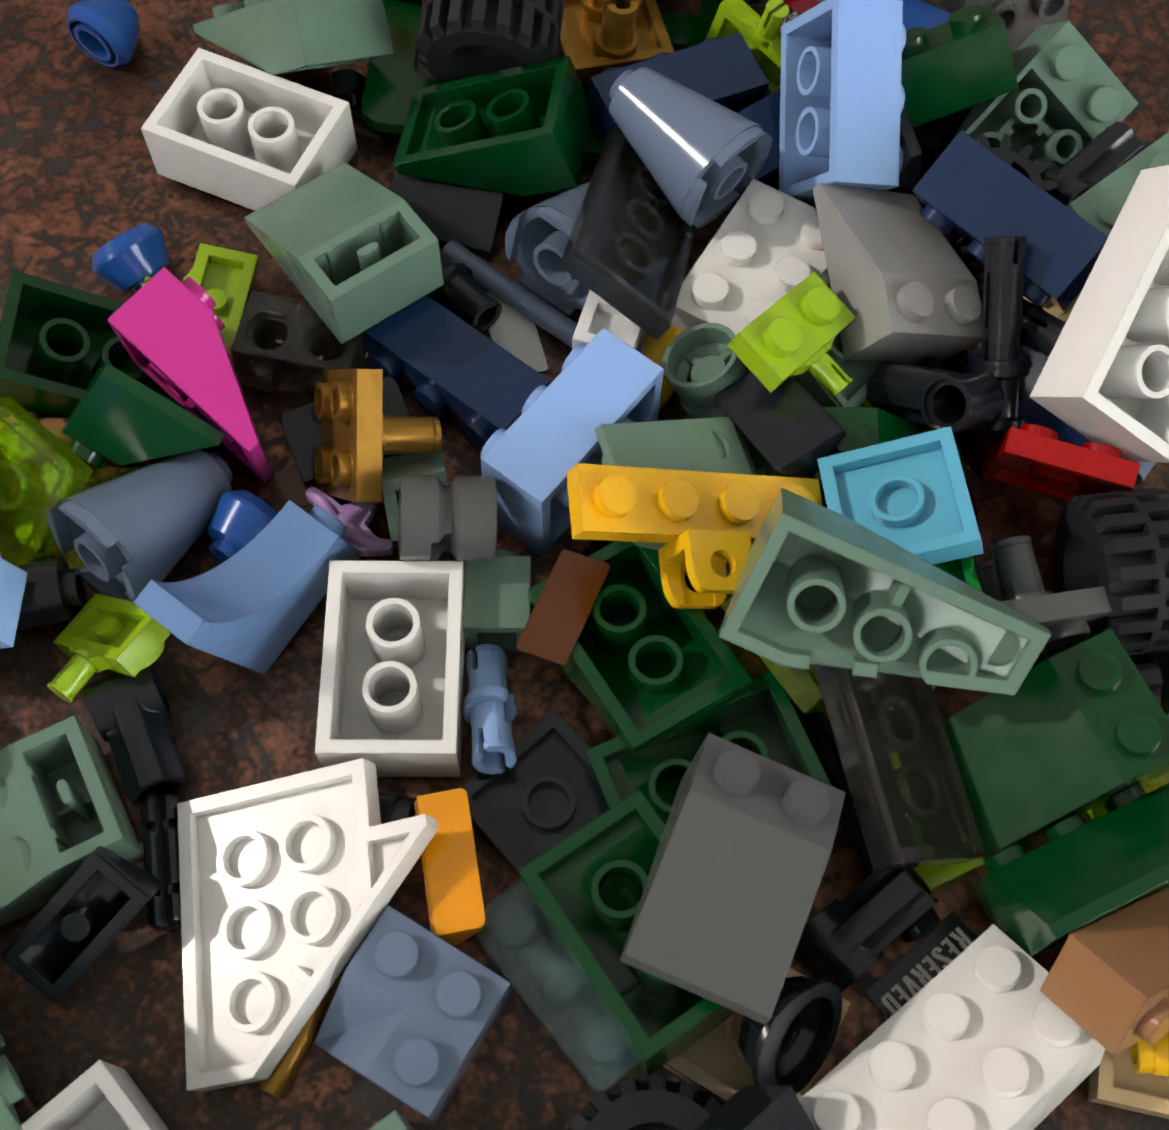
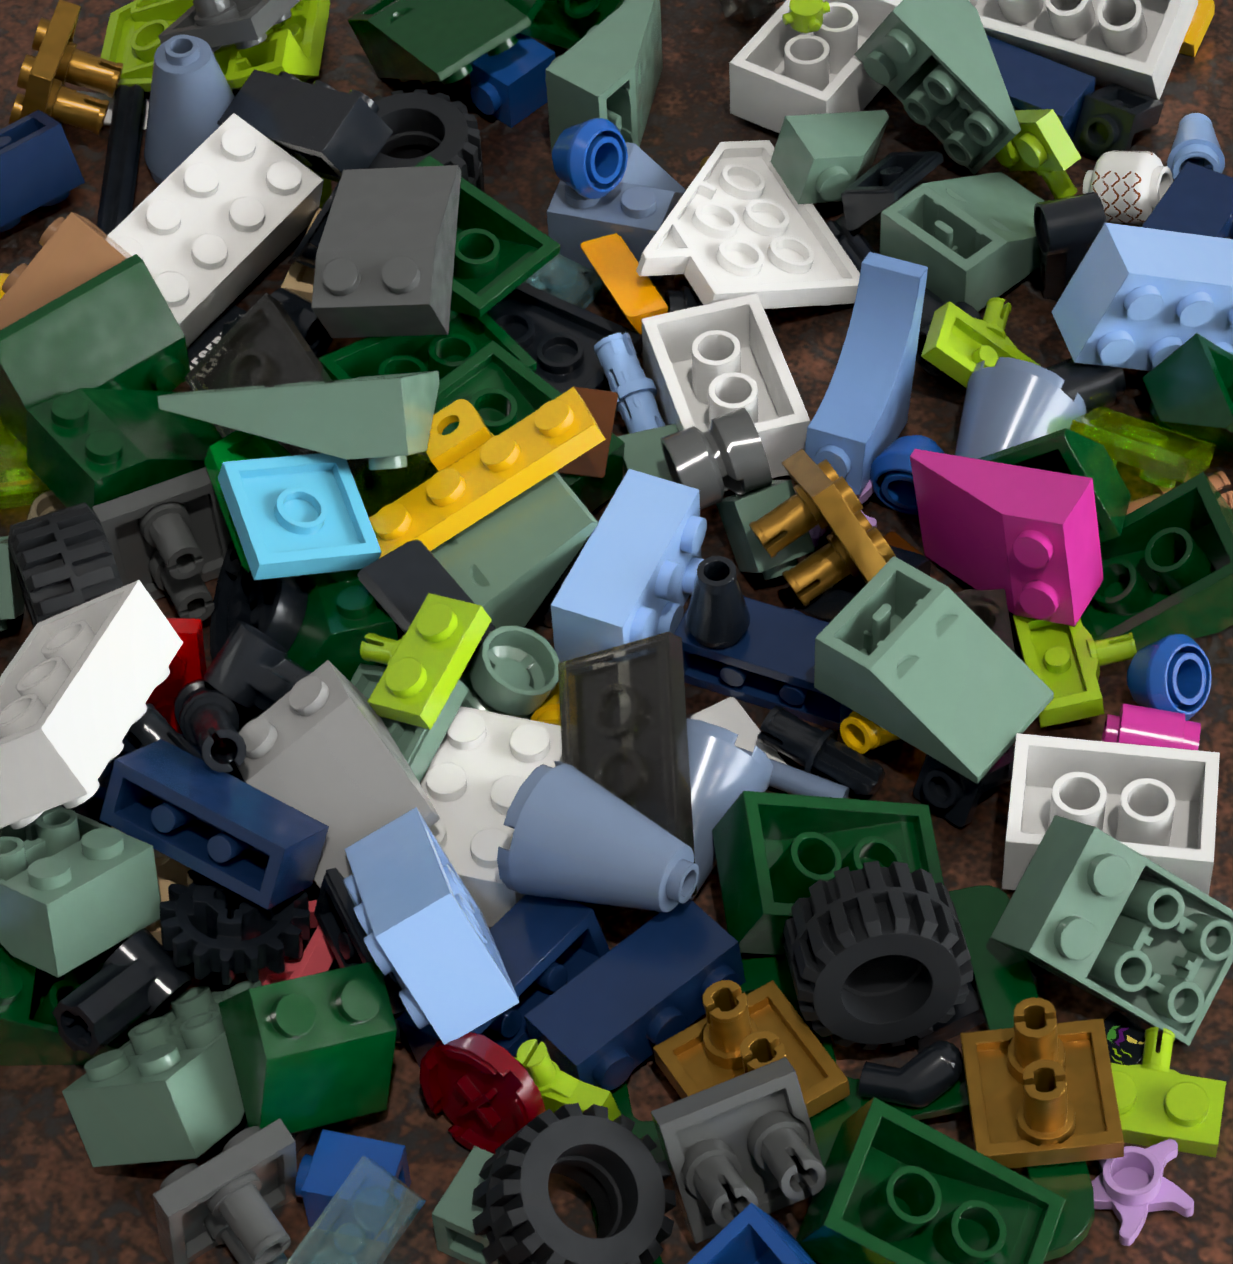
camera: 170 degrees right, 15 degrees down
(127, 1004) = (827, 152): none -> sand green slope
(180, 214) = (1151, 728): none -> dark pink brick
(443, 995) = (590, 157): none -> blue cone
(503, 360) = (717, 606): none -> black cone

